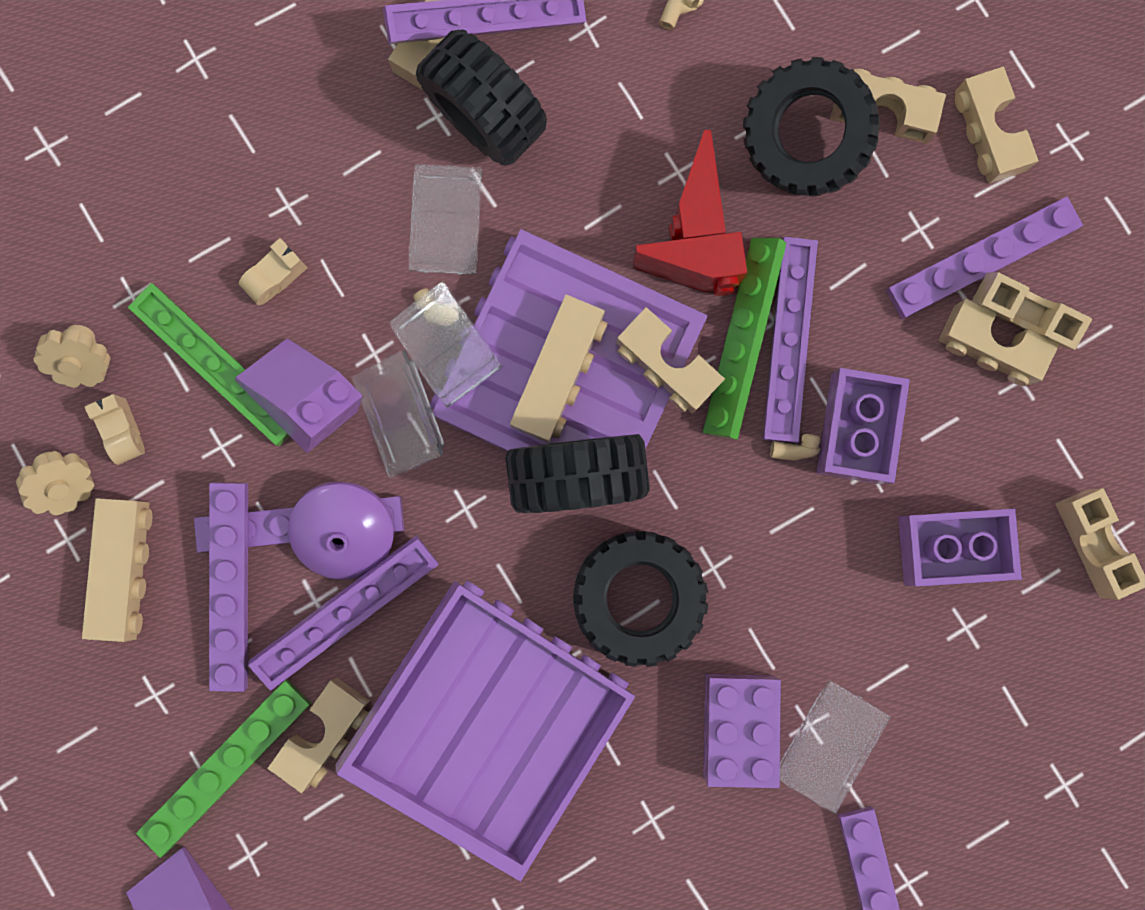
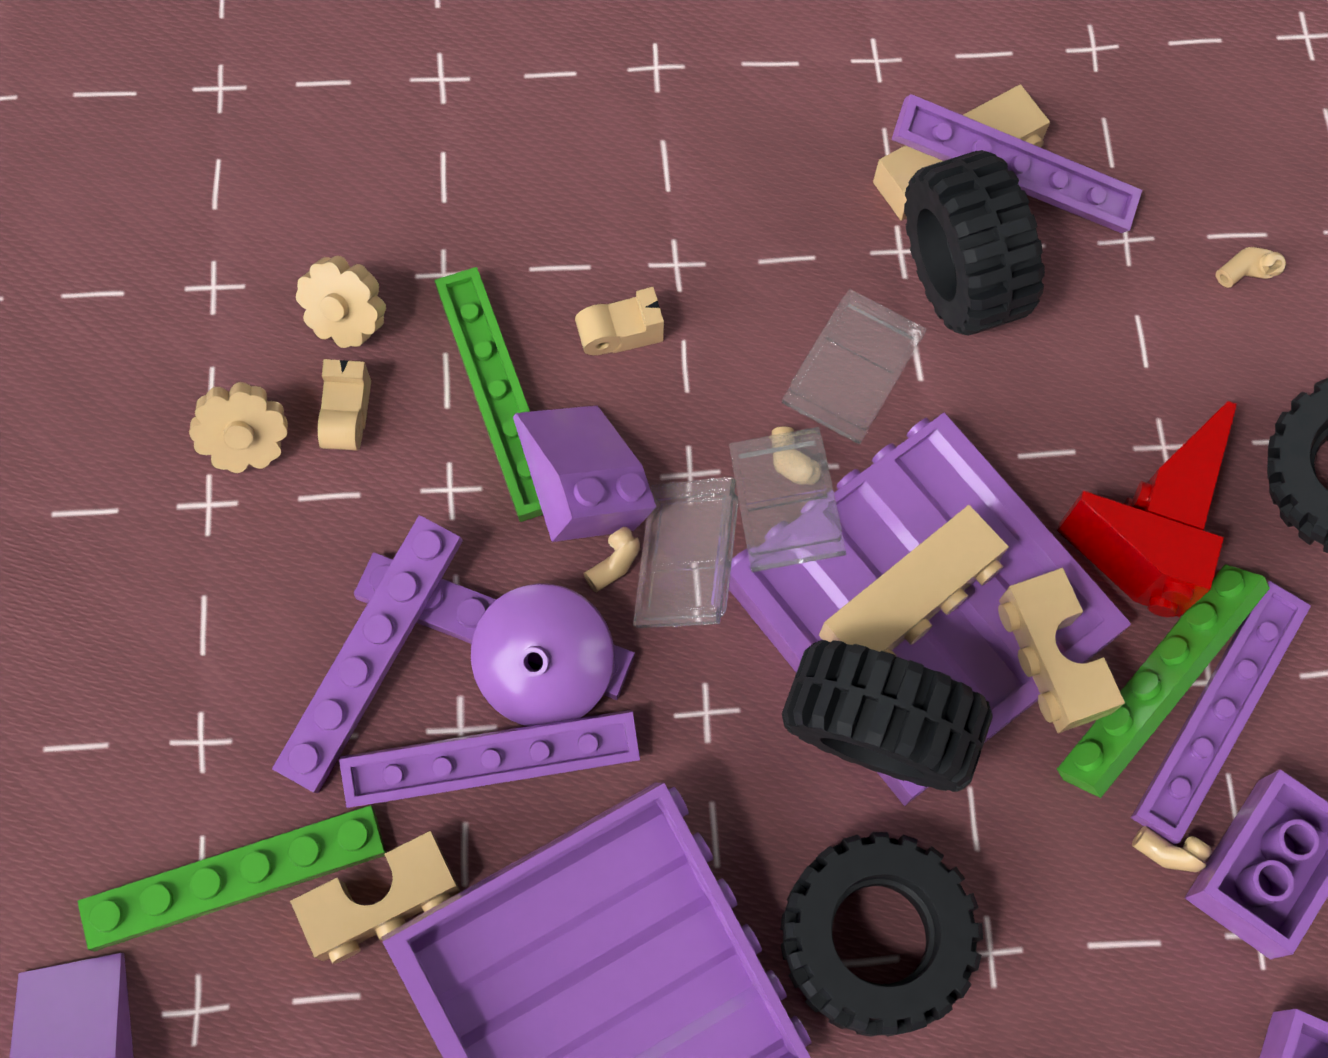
camera: 25 degrees right, 15 degrees down
(116, 570) = (247, 565): tan brick -> none
(357, 443) = (617, 564): none -> tan arm

